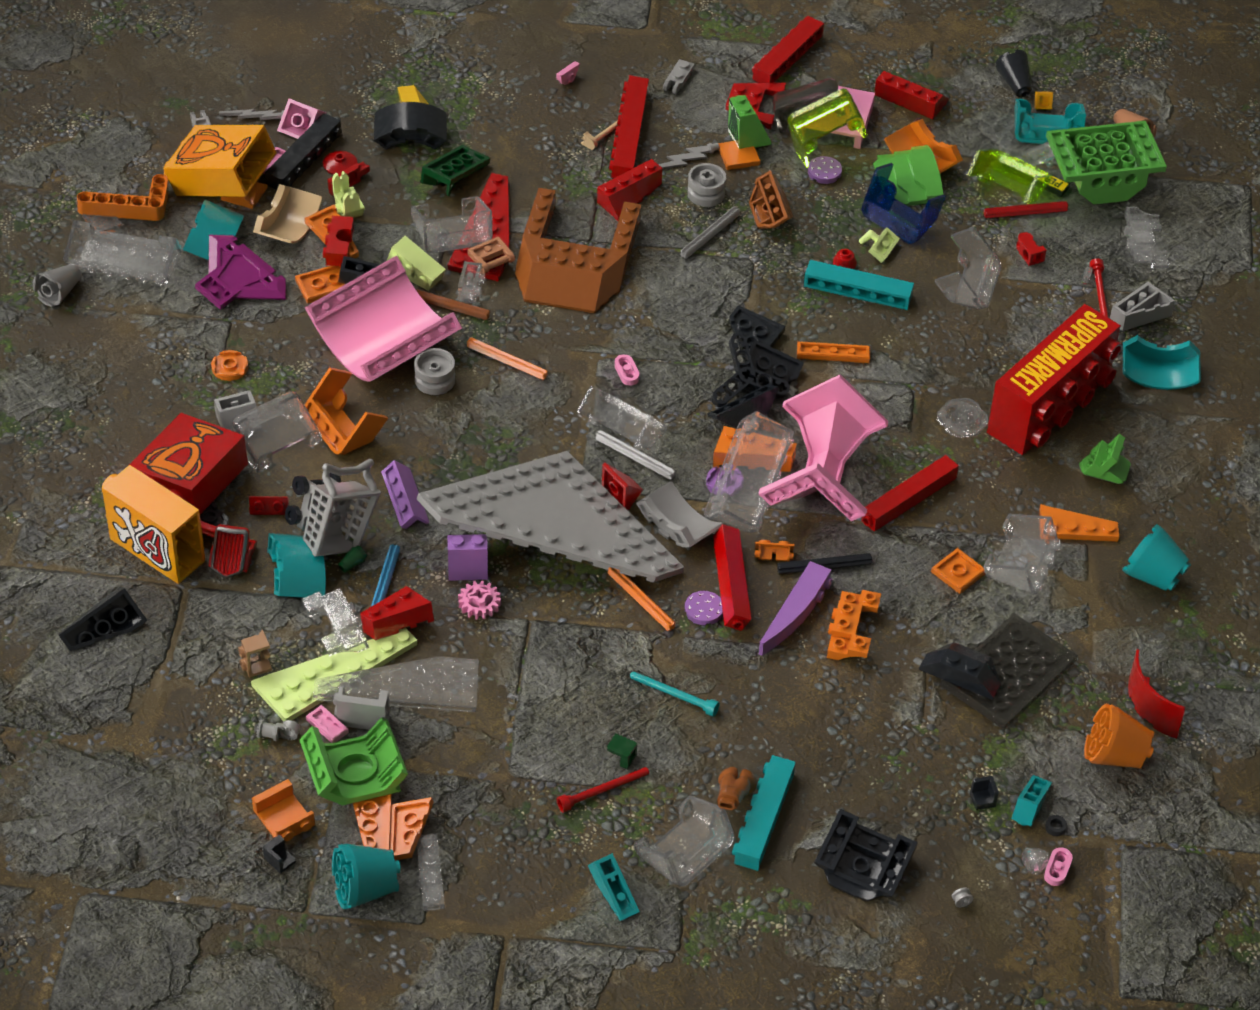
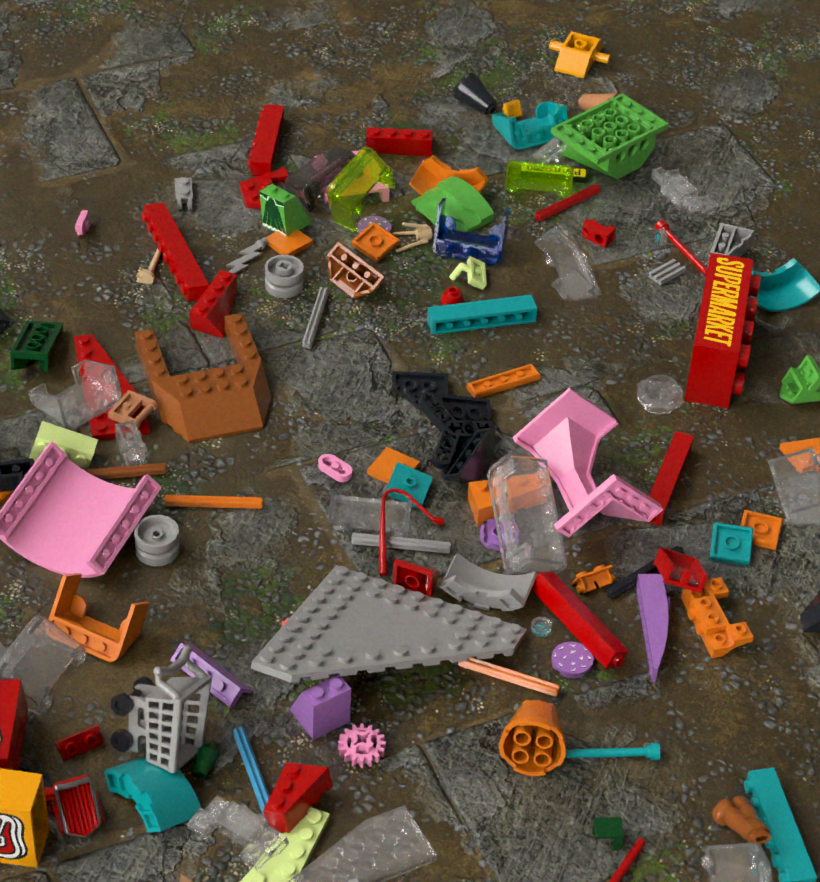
camera: 30 degrees left, 5 degrees down
(610, 458) = (382, 533): none -> red piece
(614, 651) = (533, 739): none -> orange cone
(676, 408) = (410, 481): none -> teal plate
(677, 389) = (385, 463): none -> orange tile
(699, 570) = (541, 626): none -> clear tile
(813, 182) = (375, 242): none -> orange tile
(847, 572) = (680, 569): none -> red window
(862, 189) = (423, 233): none -> tan plant
(919, 571) = (731, 544): none -> teal plate
(1066, 308) = (664, 270): none -> light grey tile
(1153, 66) = (578, 54): none -> light orange slope

